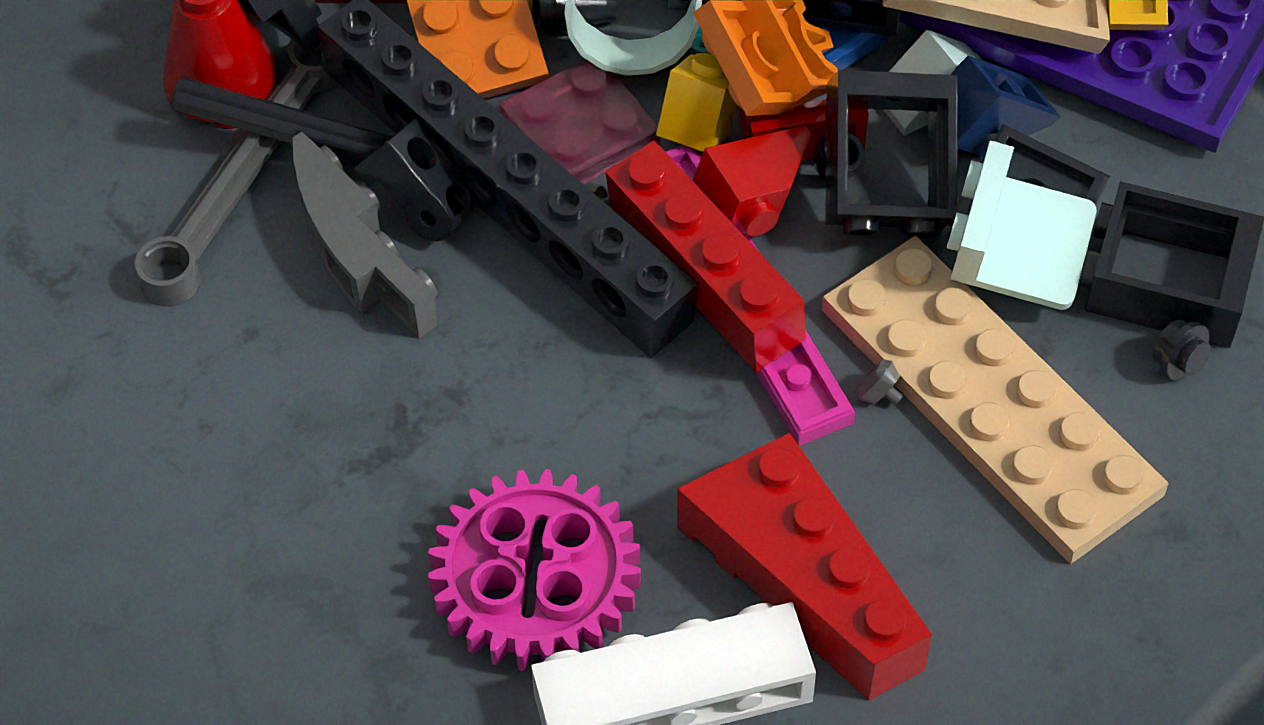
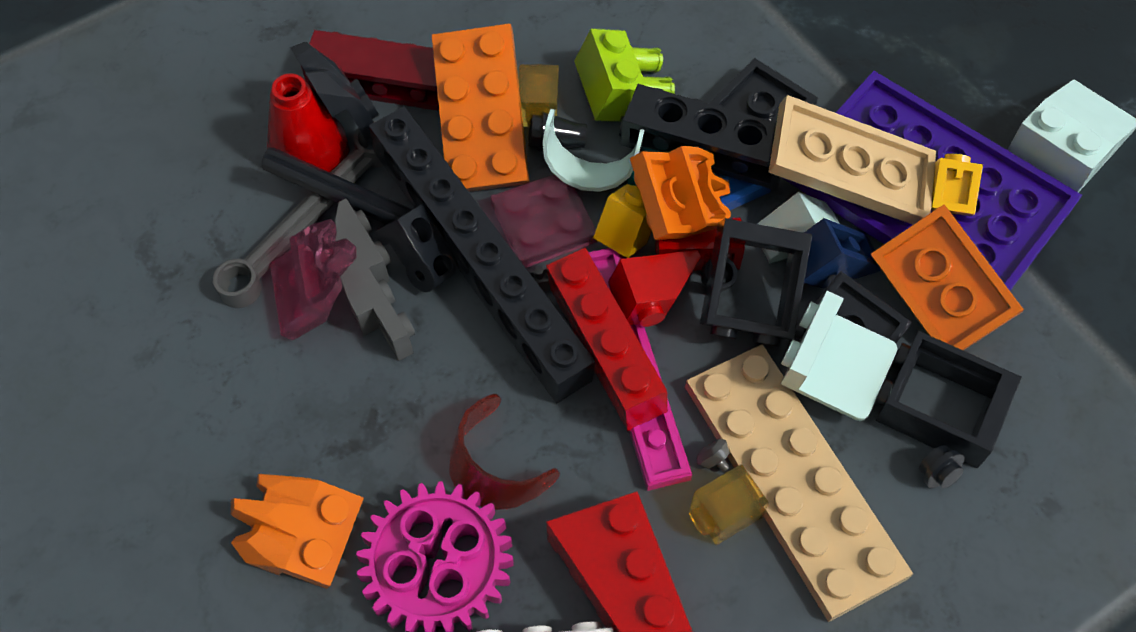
camera: 10 degrees right, 5 degrees up
(277, 241) = (309, 277): none -> clear pink plate
(333, 562) = (296, 527): none -> orange plate
(549, 448) = (499, 492): none -> clear red piece
(911, 439) = (727, 505): none -> clear yellow brick
(1145, 113) = (946, 280): none -> orange plate

